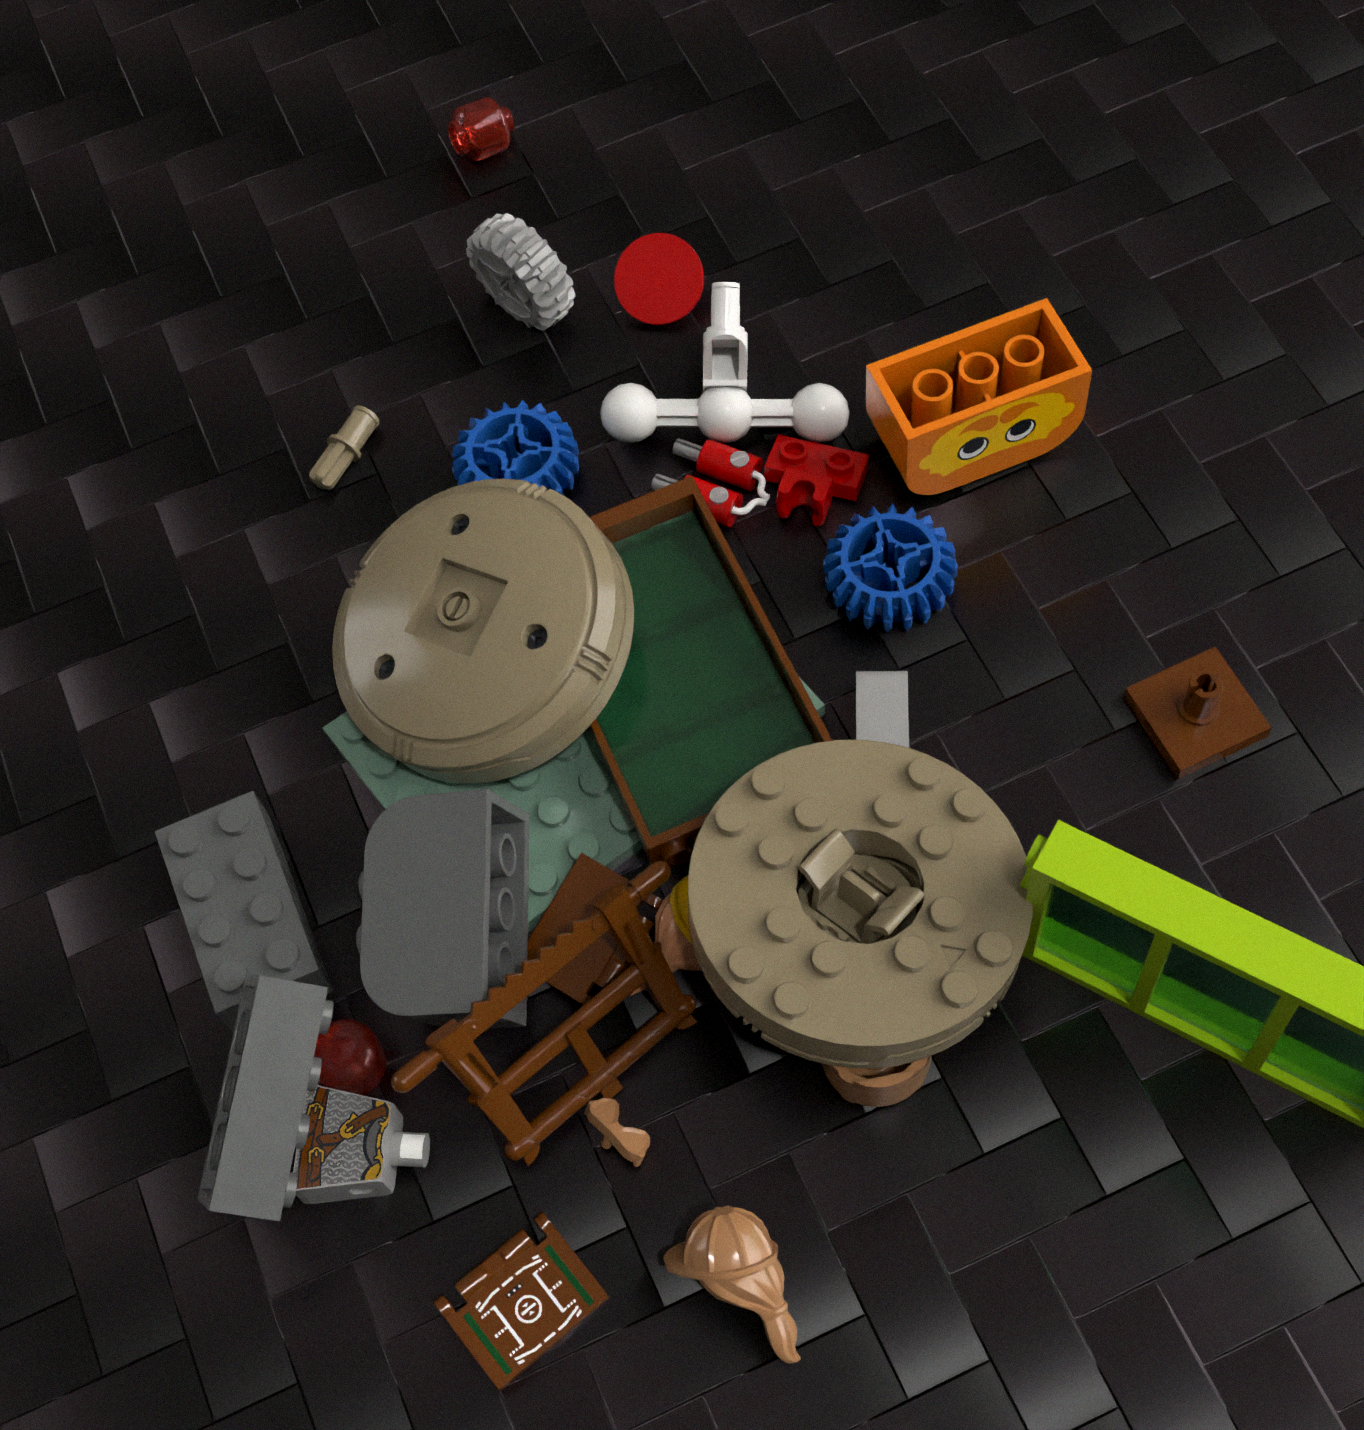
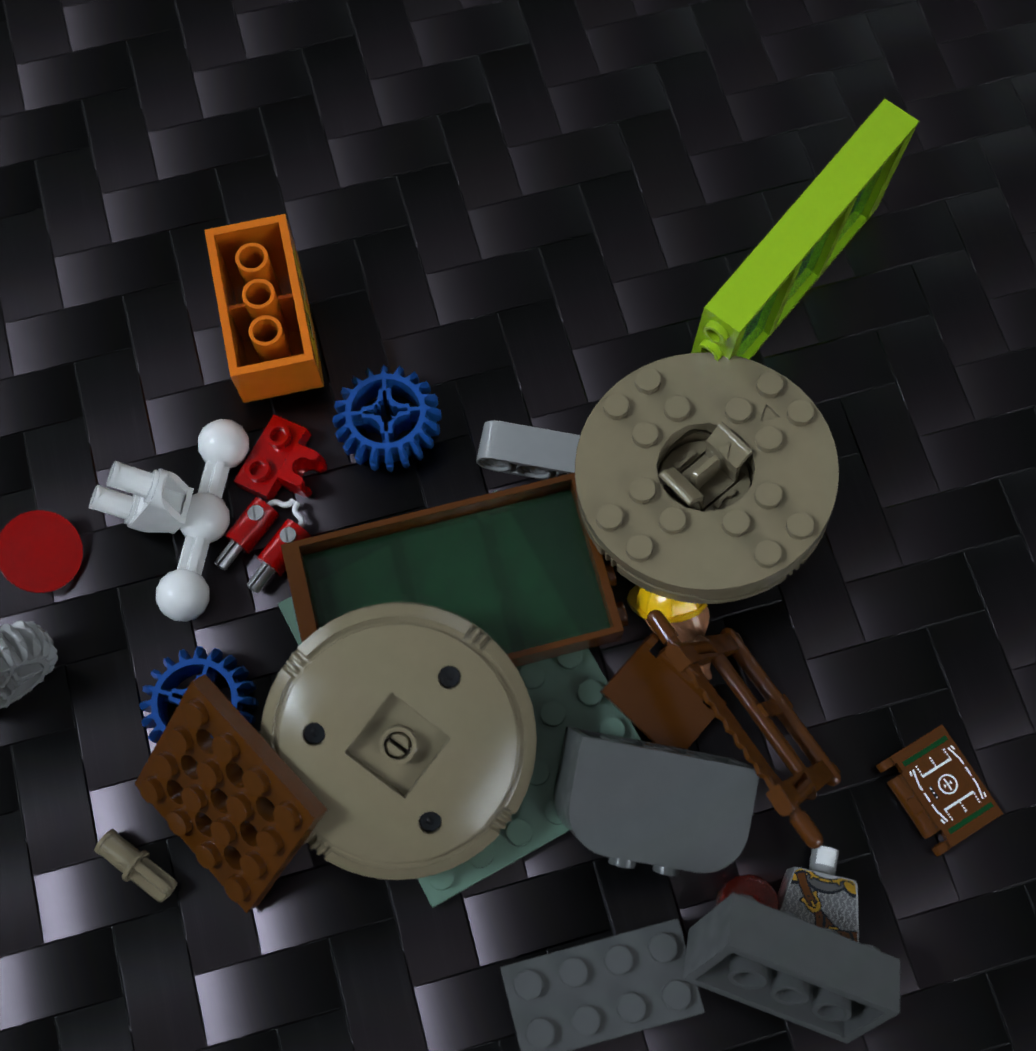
camera: 90 degrees left, 10 degrees up
(405, 486) = (194, 793): none -> reddish brown piece
(628, 1141) = (809, 708): medium nougat piece -> none
(738, 1265) = (936, 627): medium nougat piece -> none
(1197, 712) = (553, 240): reddish brown tile -> none

